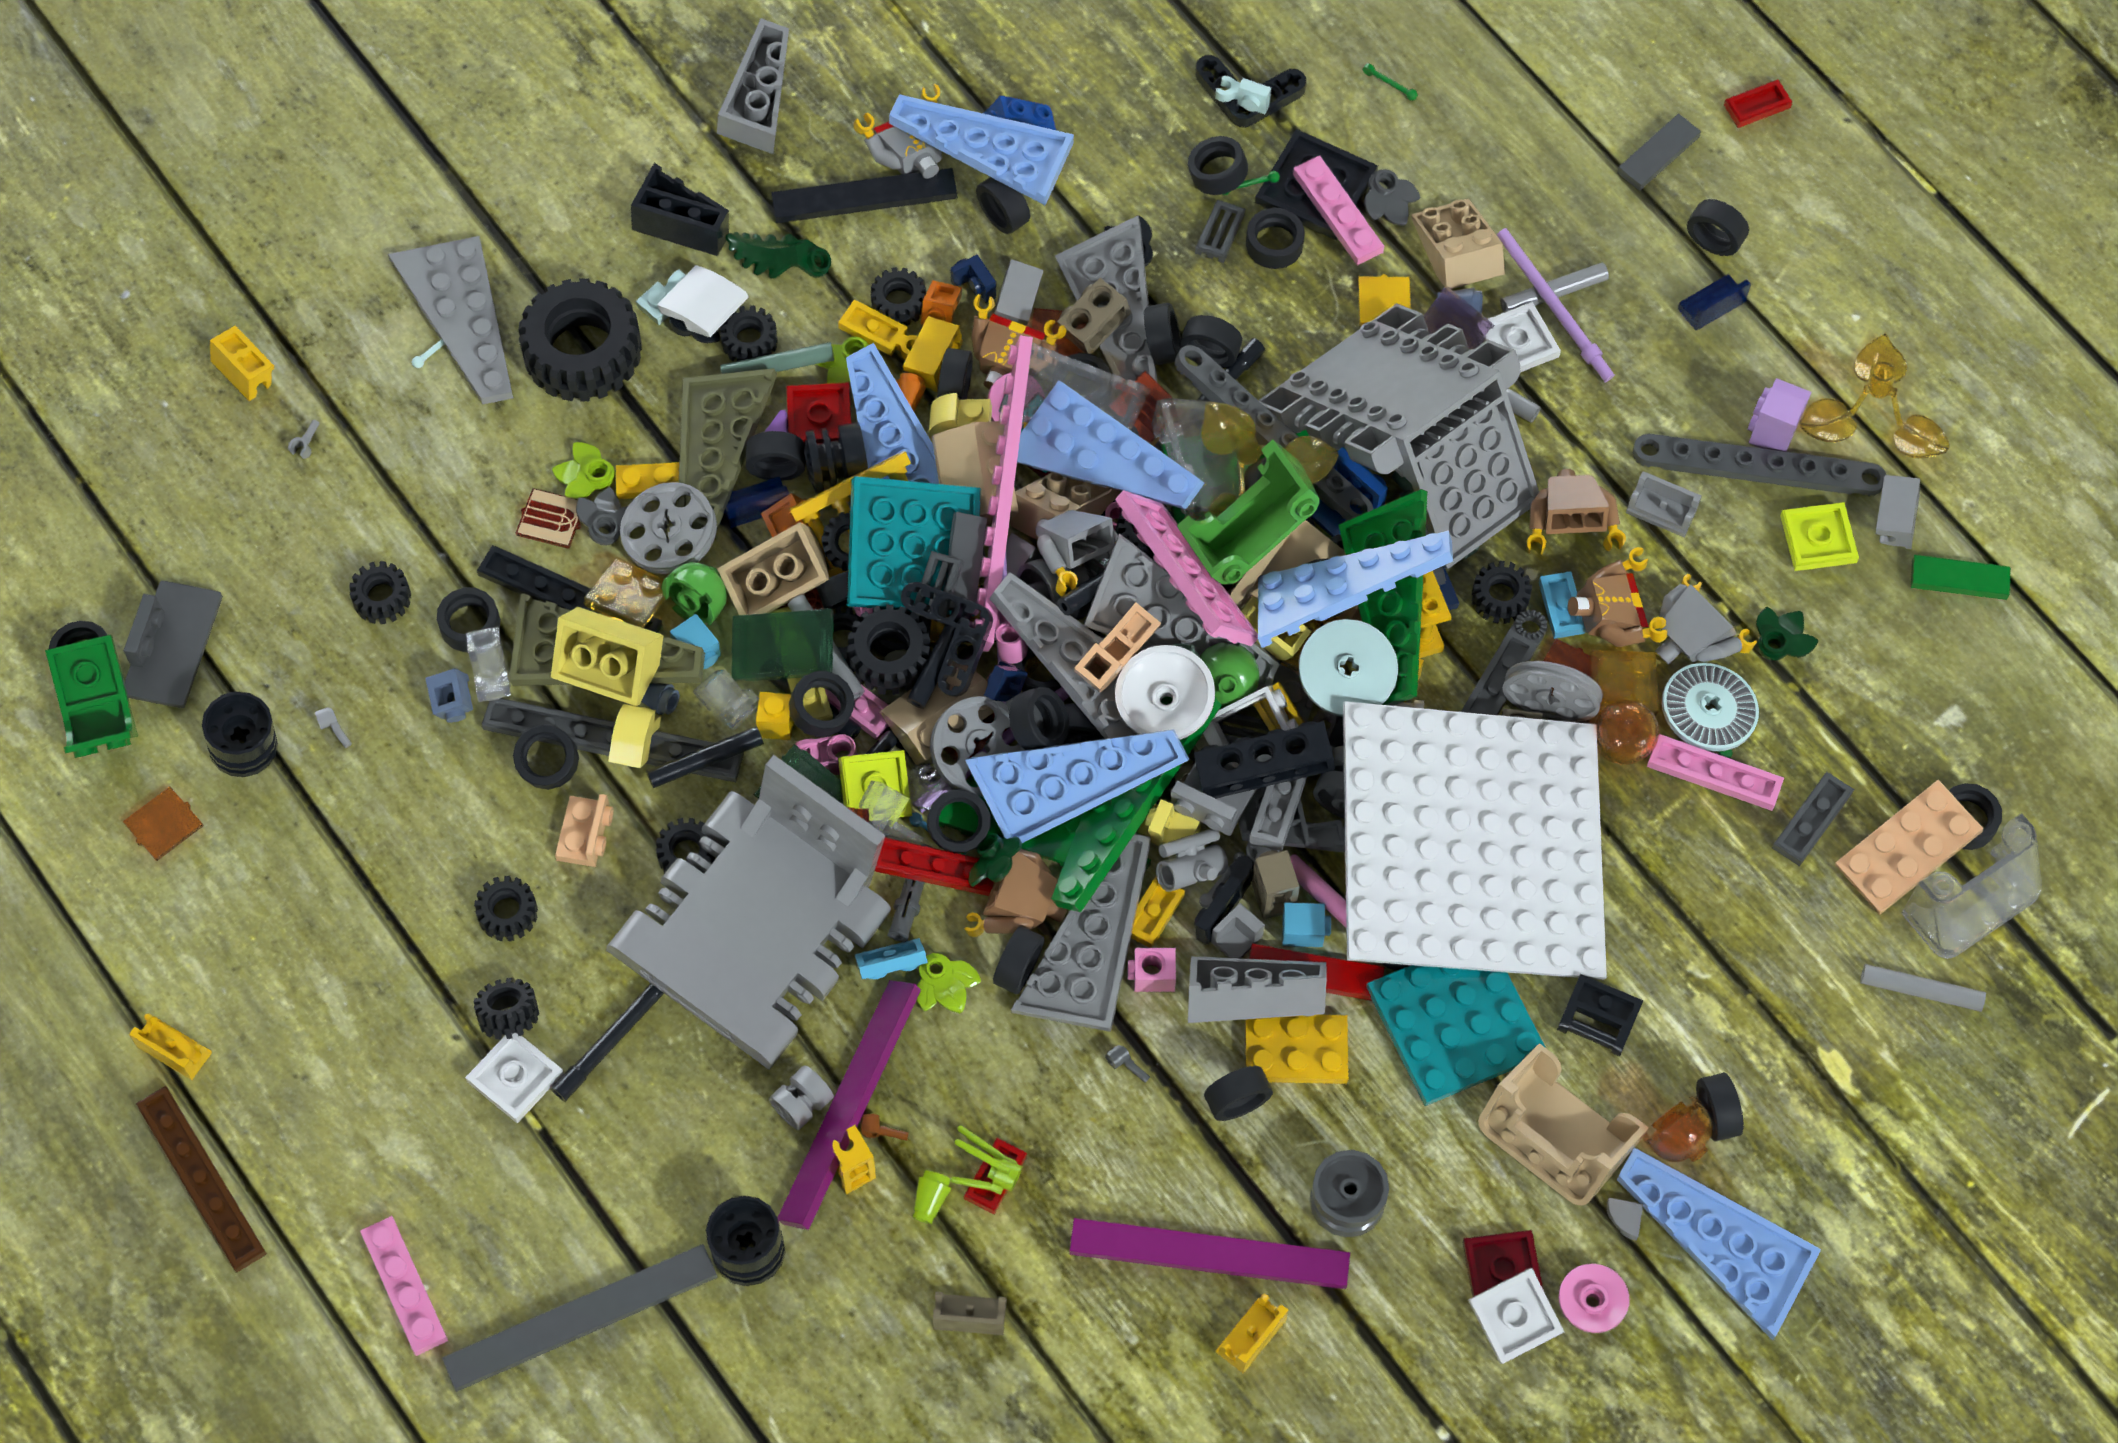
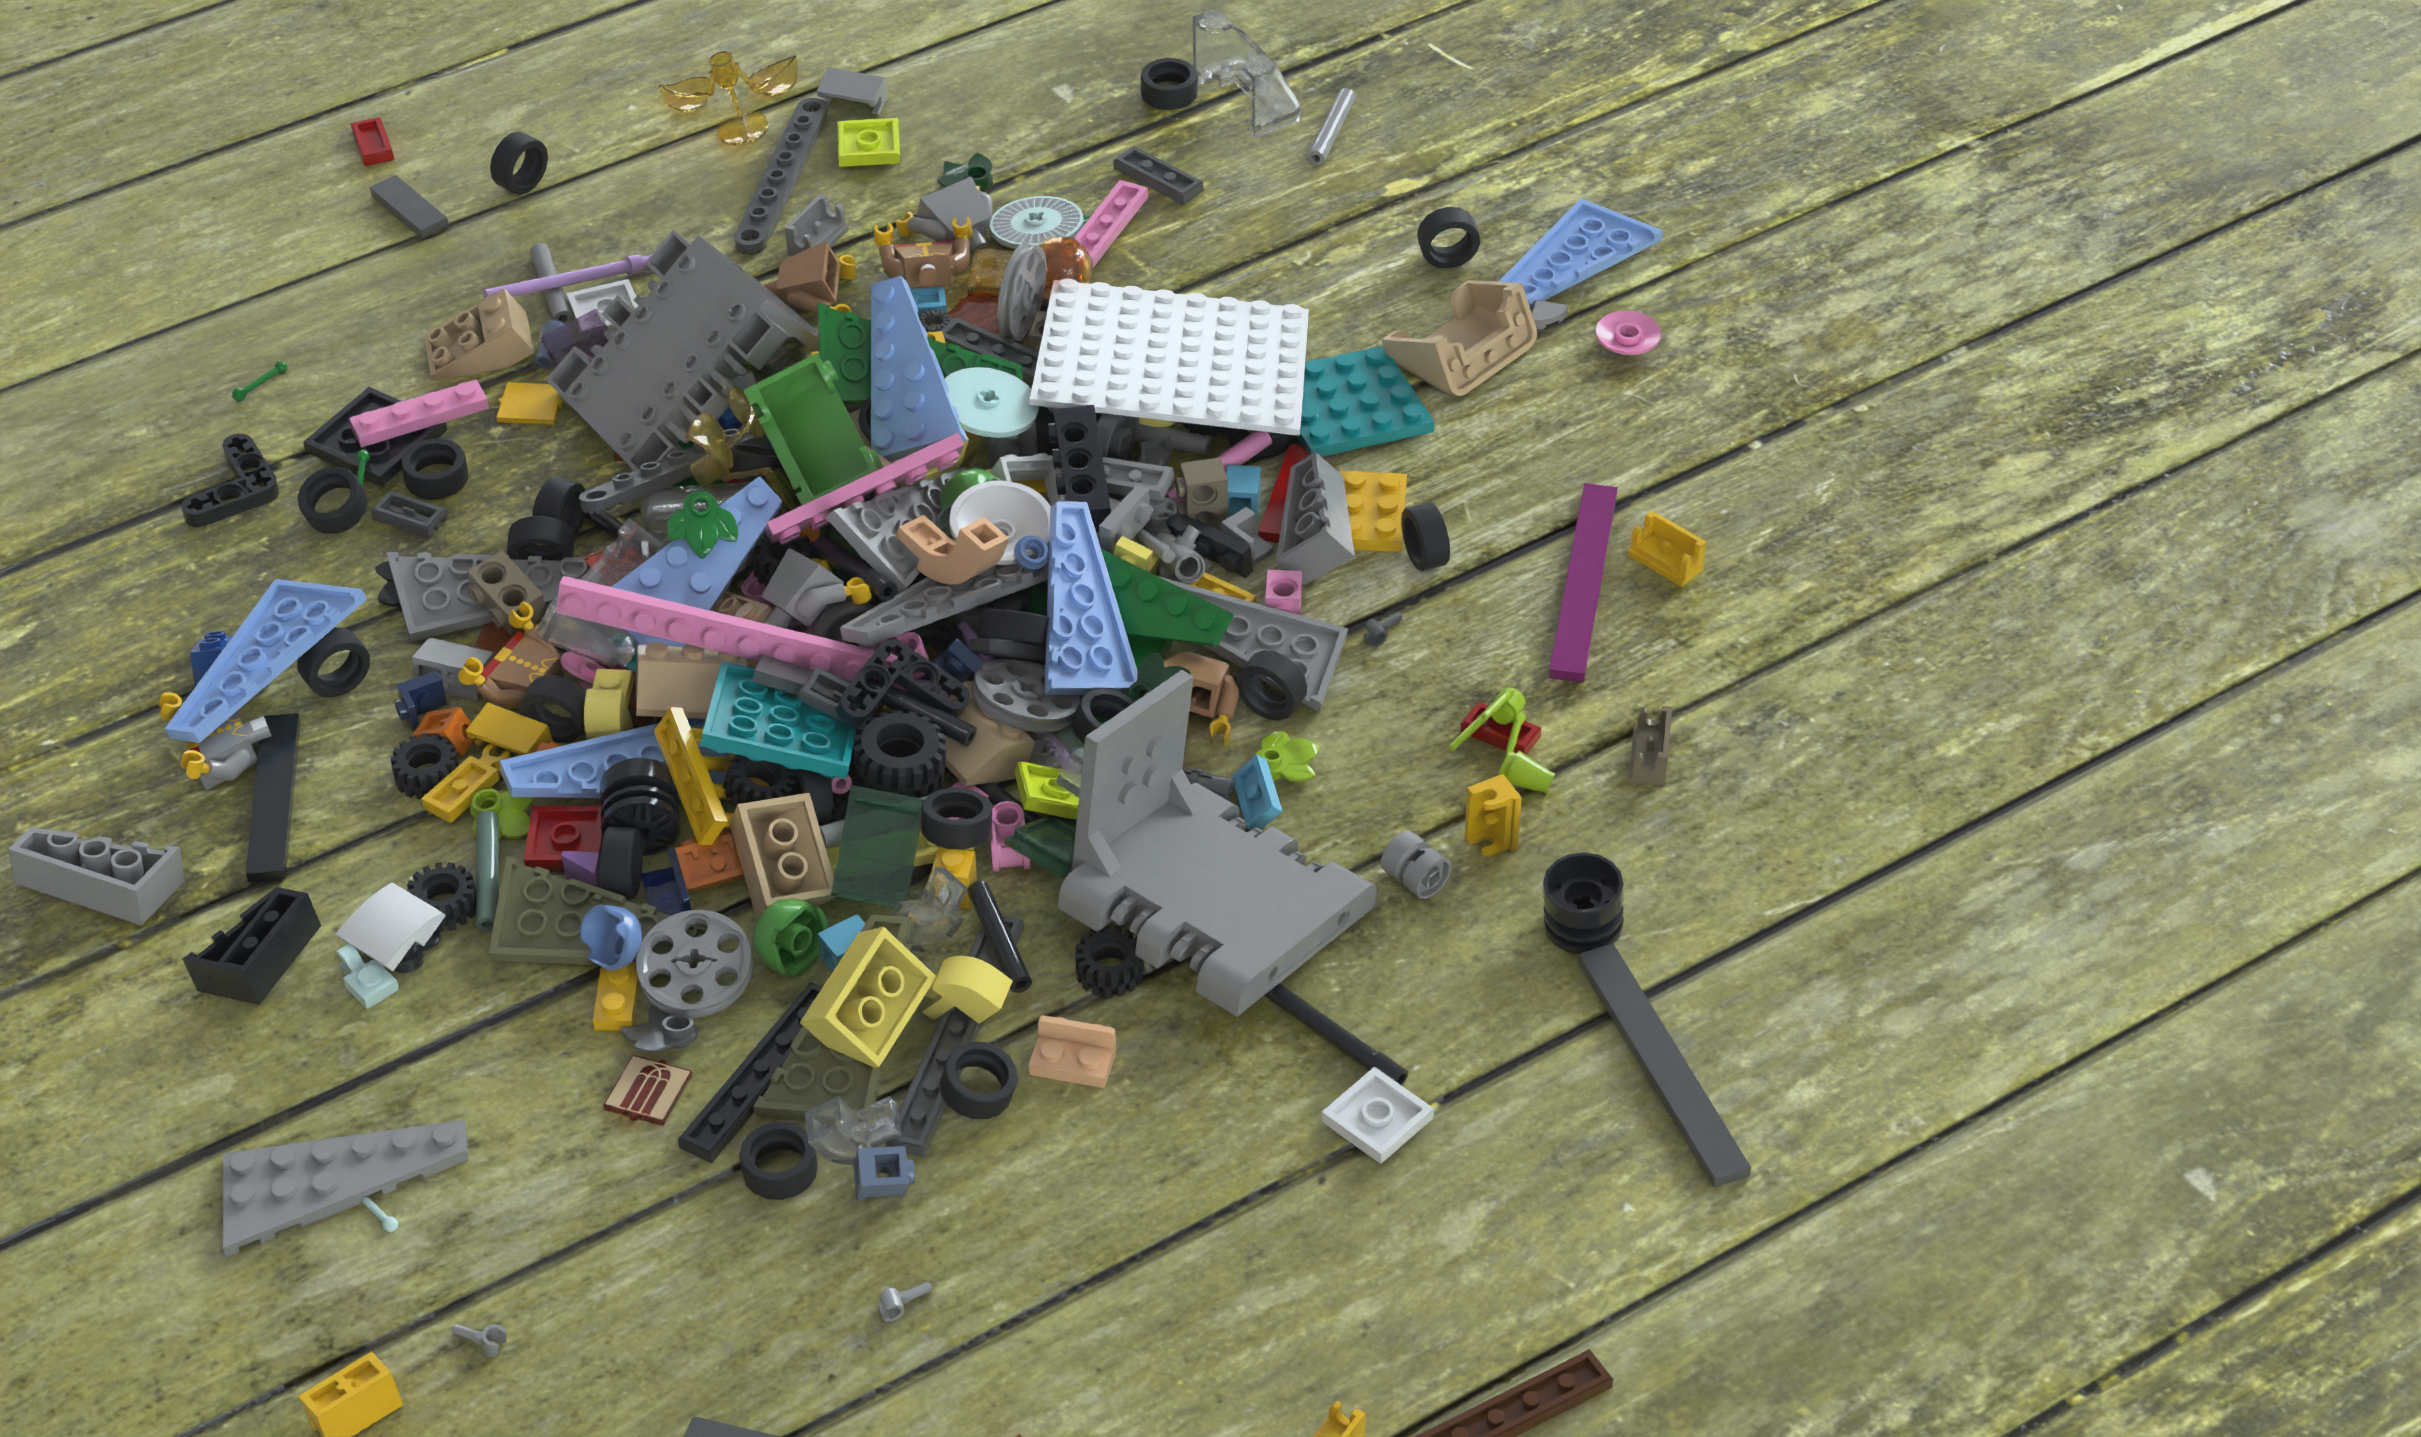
camera: 85 degrees left, 20 degrees down
(236, 718) = (912, 1372): black wheel -> none
(372, 578) = (724, 1267): black tyre -> none
(404, 1286) = (1627, 1220): bright pink plate -> none
(504, 995) = (1312, 1123): black tyre -> none
(511, 926) = (1171, 1140): black tyre -> none
(574, 306) = (420, 1076): black tyre -> none
(580, 472) = (592, 1053): lime plate -> none
(626, 594) = (771, 1007): clear yellow plate -> none
(684, 462) = (611, 935): none -> medium blue hair
(779, 255) = (338, 866): dark green plant -> none
(849, 1104) = (1388, 819): magenta tile -> none
(871, 1128) = (1446, 818): dark orange hand -> none
(1112, 718) = (1035, 544): none -> medium blue plate
(1131, 443) = (704, 527): none -> green plate
(1248, 94) = (254, 465): light aqua plate -> none
(1331, 1192) = (1529, 471): dark grey wheel -> none
(1389, 202) = (406, 383): dark grey plate -> none
(1499, 1258) = (1597, 393): dark red tile -> none
(1516, 1316) = (1648, 378): white plate -> none
(1603, 1005) = (1340, 305): black plate -> none
(1681, 1132) = (1465, 259): clear orange cylinder -> none
(1714, 301) = (595, 182): clear blue panel -> none
(1777, 415) = (739, 144): lavender brick -> none
(1909, 847) = (1199, 114): light nougat plate -> none
(1960, 577) = (925, 69): green tile -> none

